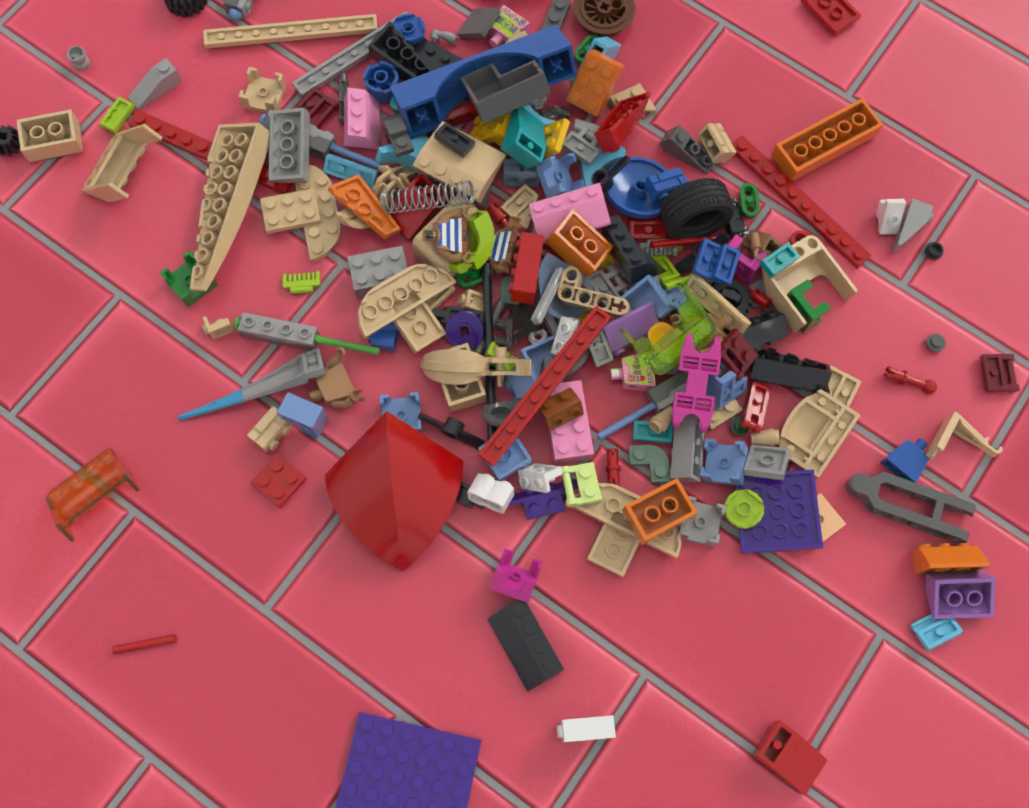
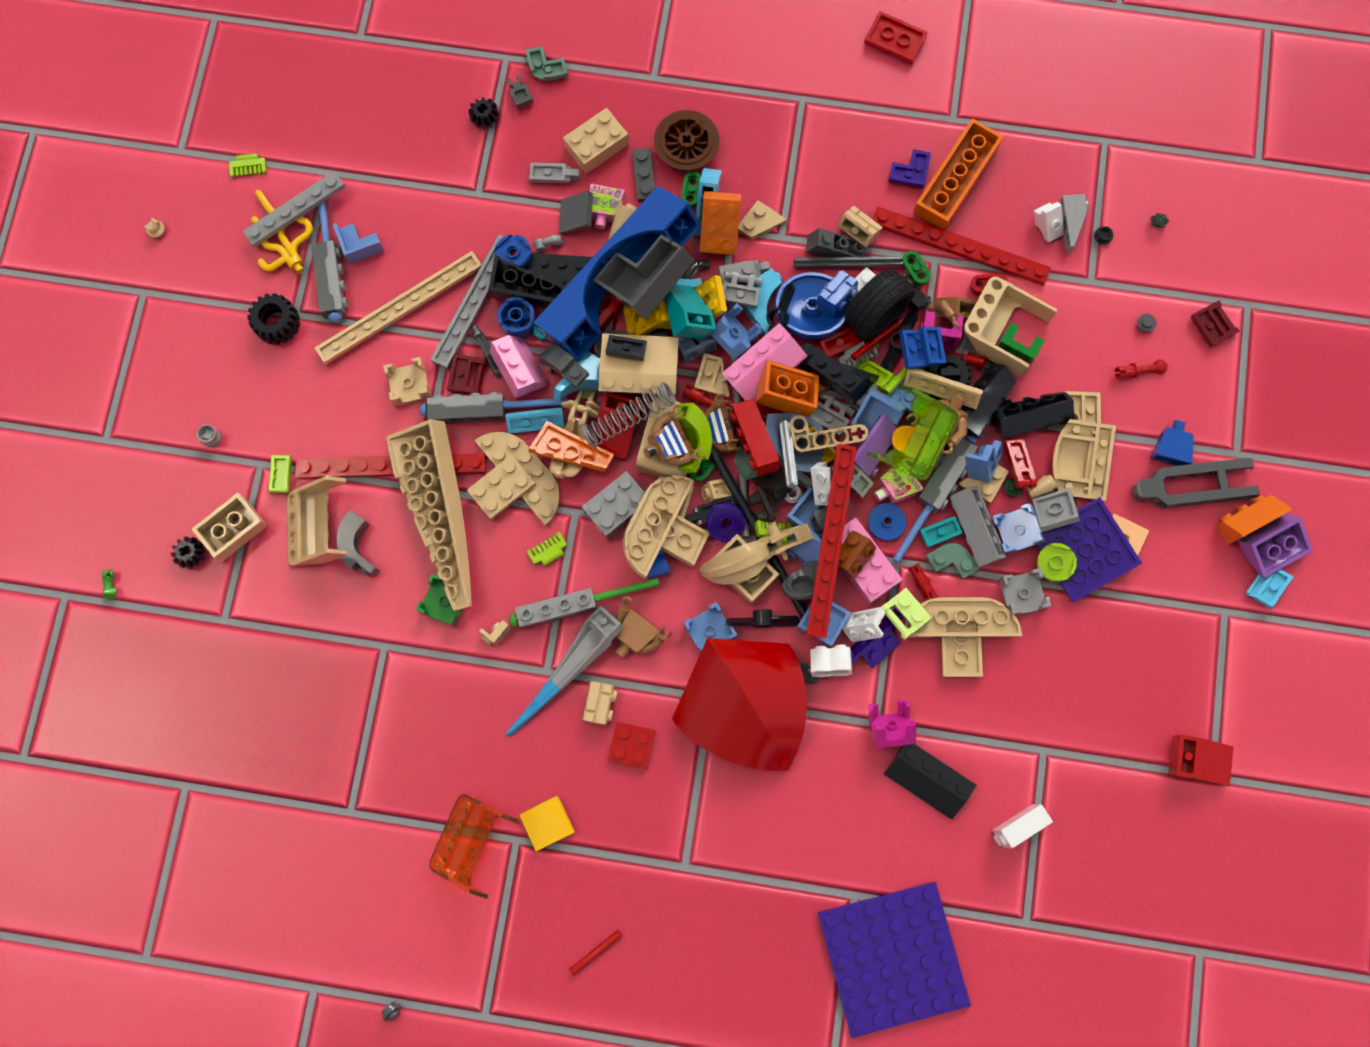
camera: 20 degrees left, 5 degrees up
(140, 192) = (347, 539): none -> arch
(154, 84) = (298, 426): light grey slope -> none
(167, 509) = (547, 823): none -> yellow slope
(289, 146) = (466, 425): light grey slope -> none
(303, 413) = (623, 675): medium blue panel -> none
(605, 409) = (886, 531): none -> blue plate
(621, 122) = (764, 251): red wedge -> none
(659, 511) = (988, 604): orange brick -> none
(661, 421) = (946, 517): tan cone -> none
(689, 167) = (853, 261): none -> dark grey axle
(696, 383) = (959, 457): dark pink piece -> none
(741, 352) = (984, 420): dark red plate -> none
(779, 260) = (978, 317): teal plate -> none
(787, 123) = (912, 174): none -> dark purple plate
(959, 426) = (1201, 391): tan hinge -> none
(991, 261) = (1159, 220): none -> clear green plate

